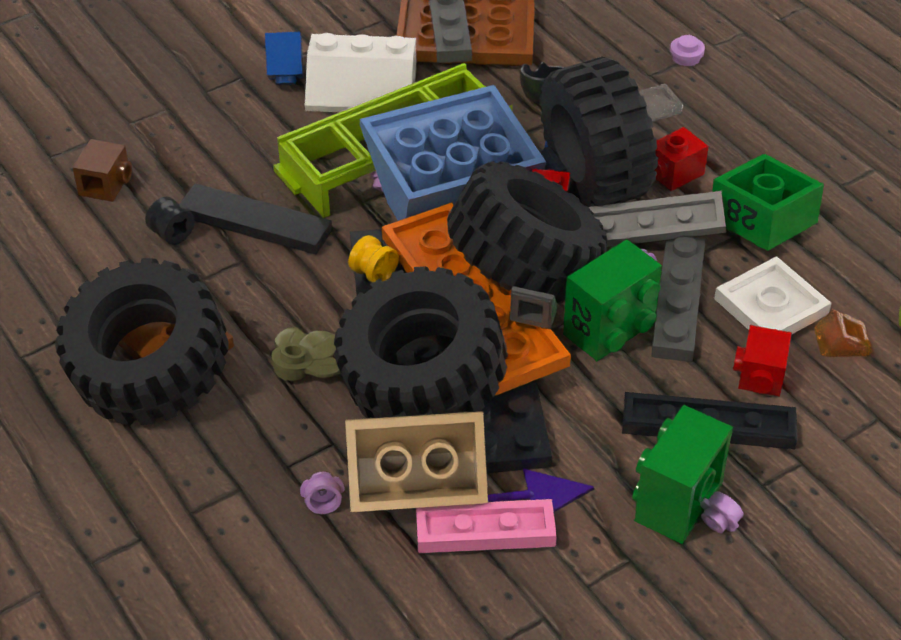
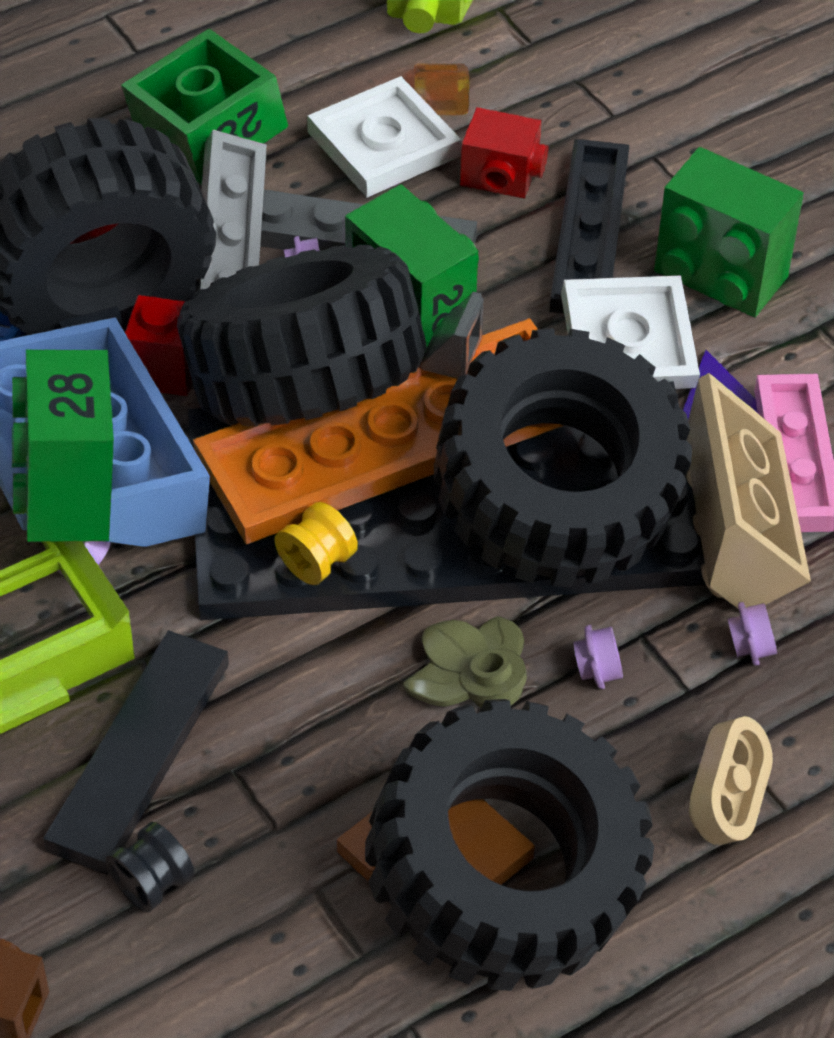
camera: 90 degrees left, 5 degrees up
(203, 471) = (731, 781): none -> tan plate
(306, 420) = (598, 656): none -> lavender plate
(387, 108) = (63, 445): none -> green brick
(587, 428) = (643, 315): none -> white plate

